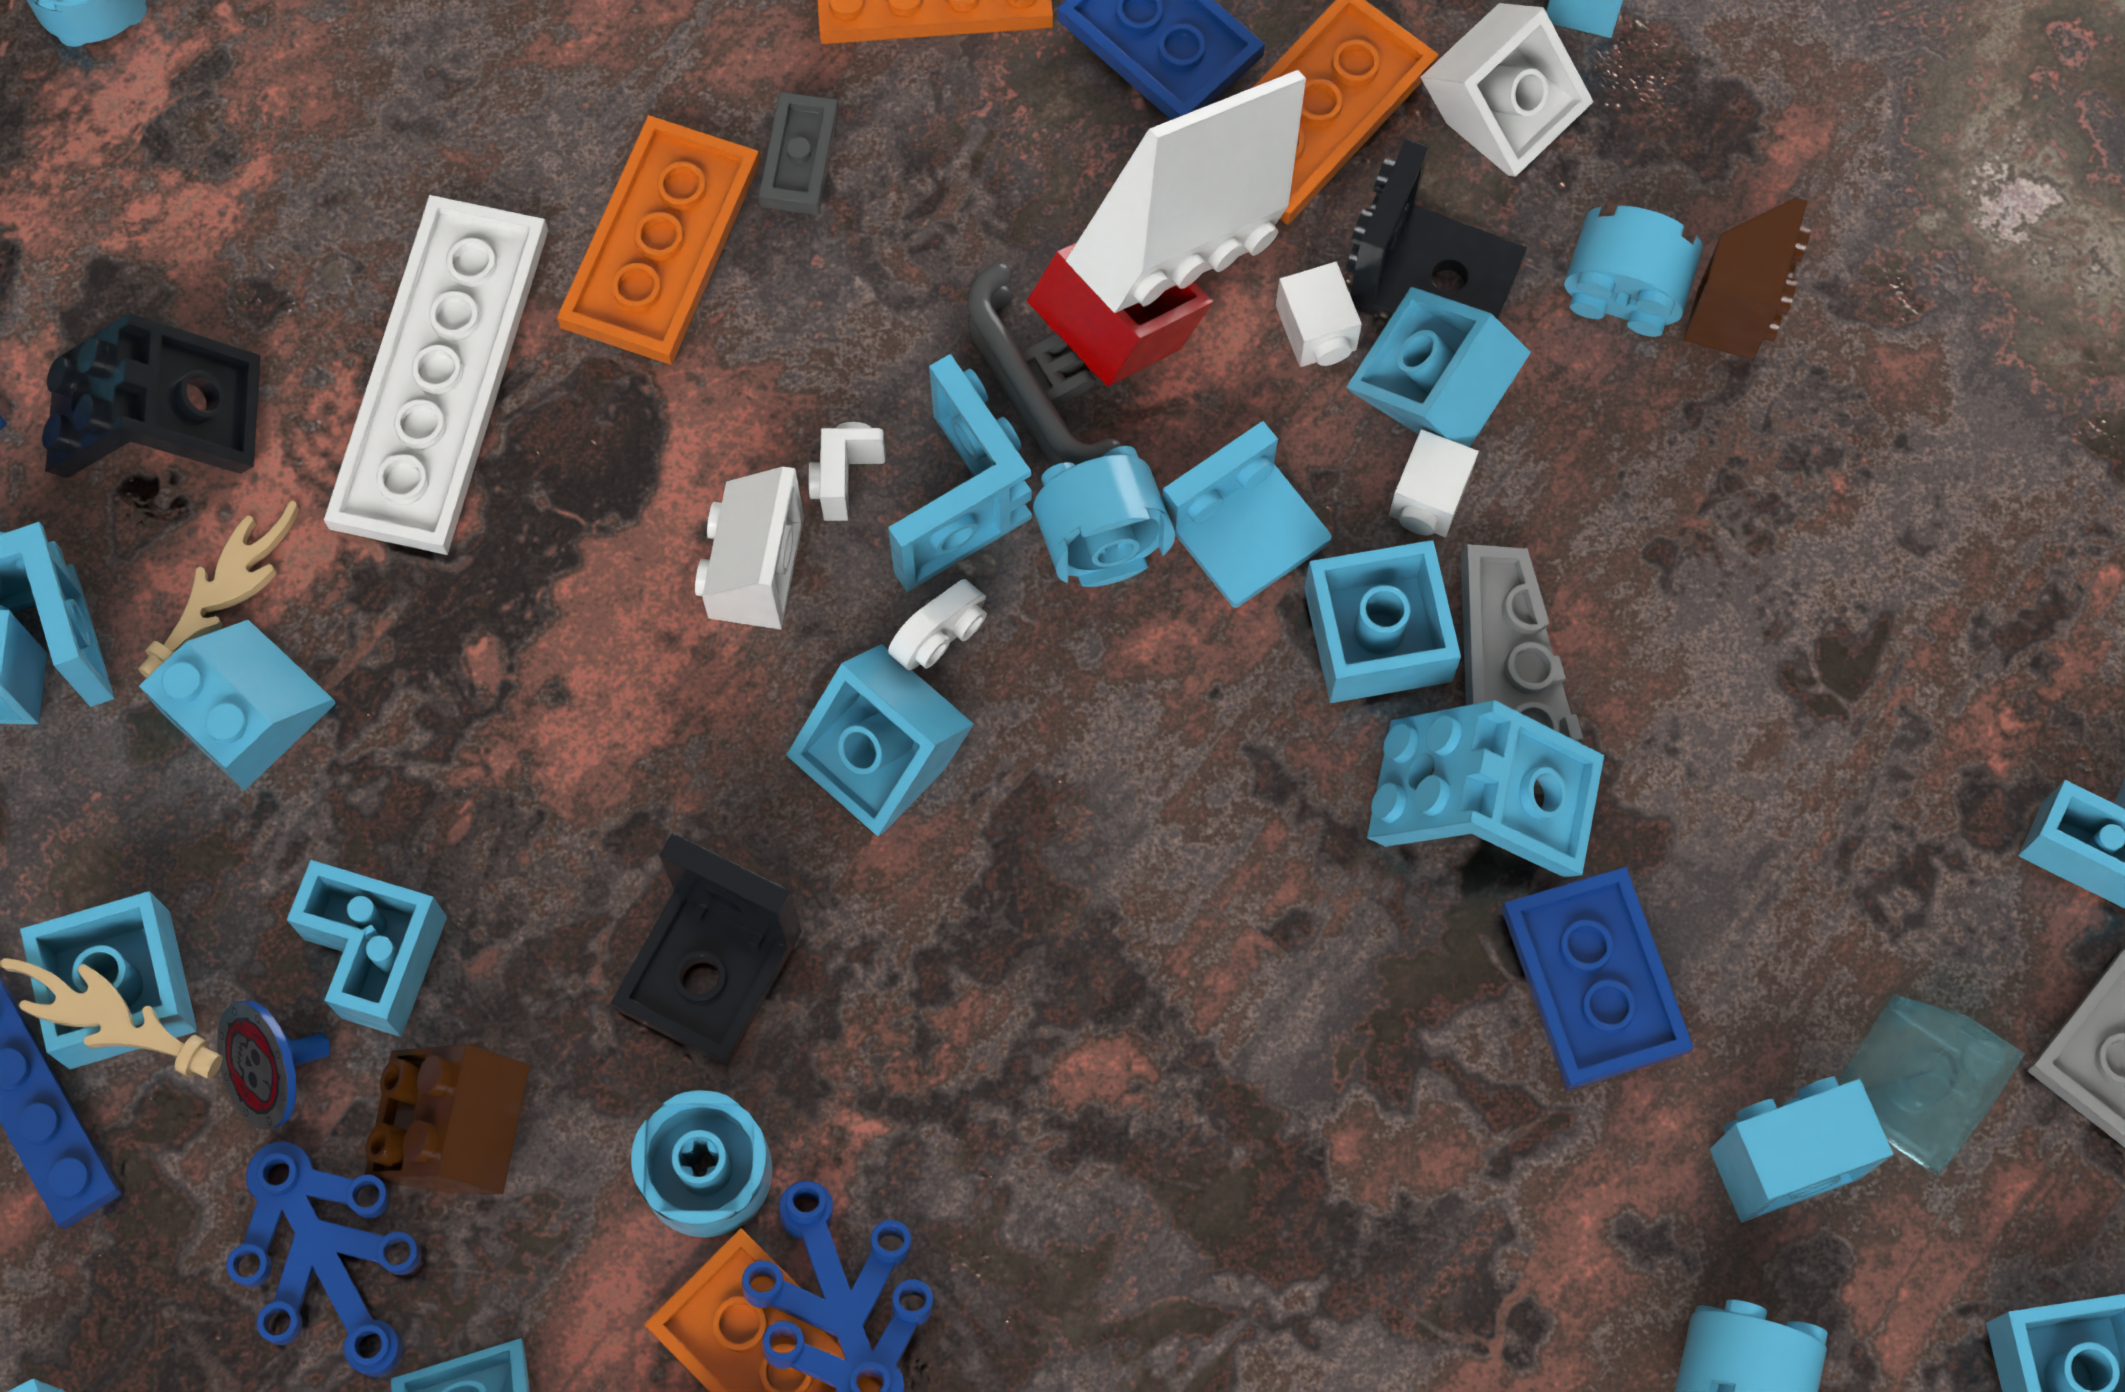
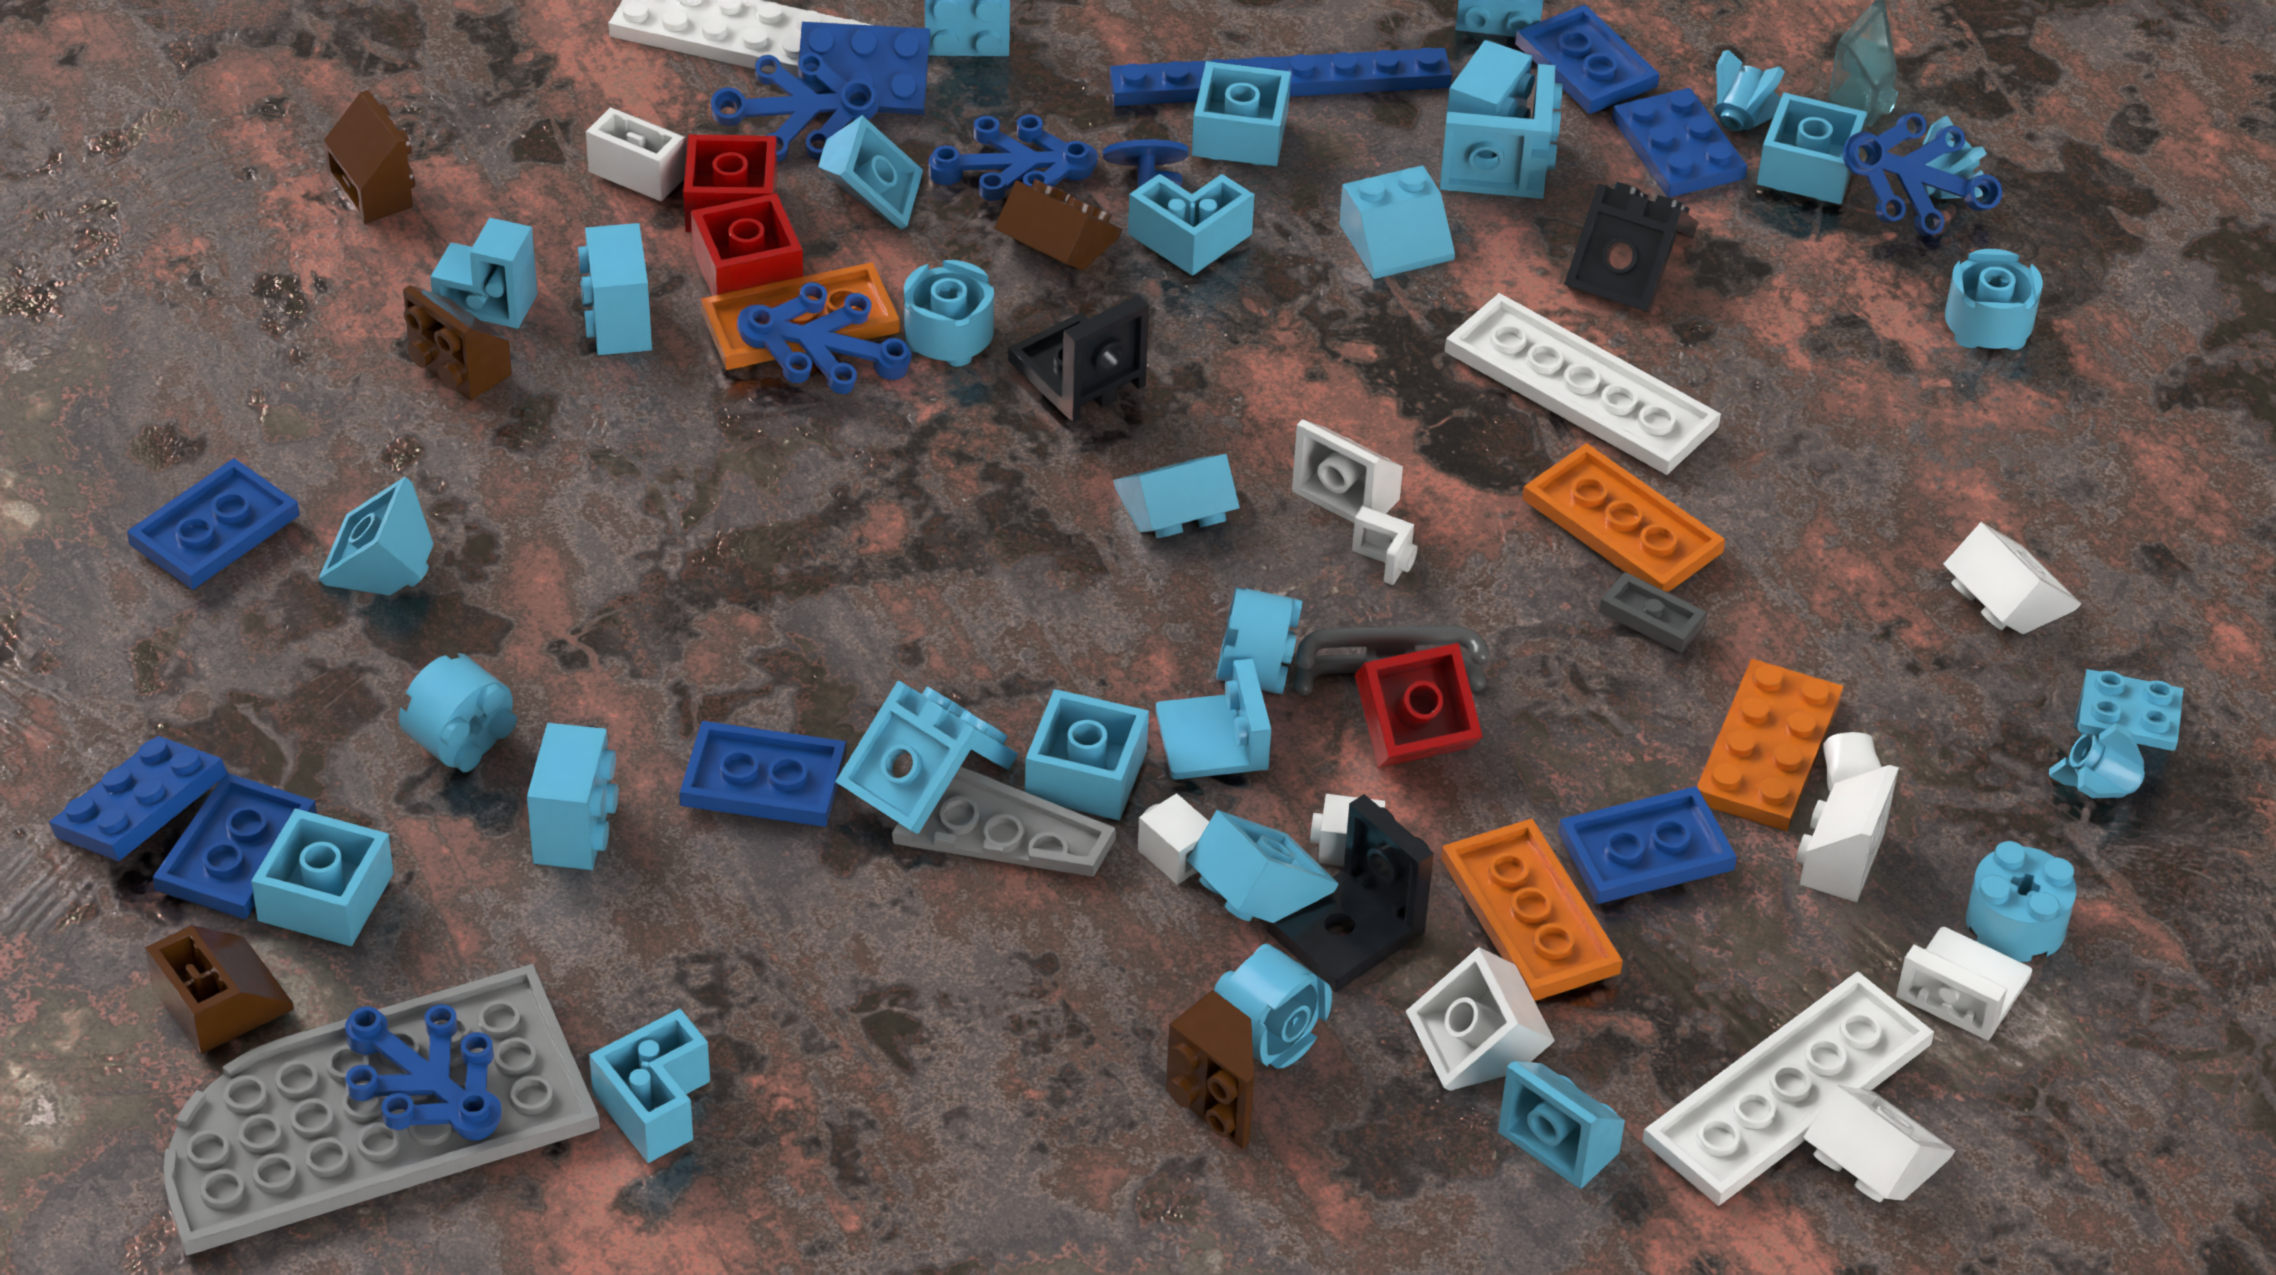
camera: 115 degrees right, 25 degrees down
(106, 1008) = (1221, 83): tan piece -> none
(230, 585) = (1486, 249): tan piece -> none
(938, 623) = (1238, 553): white plate -> none
(978, 508) = (1332, 584): medium azure bracket -> none
(1195, 196) = (1455, 730): white slope -> none
(1930, 1077) = (571, 918): clear light blue slope -> none

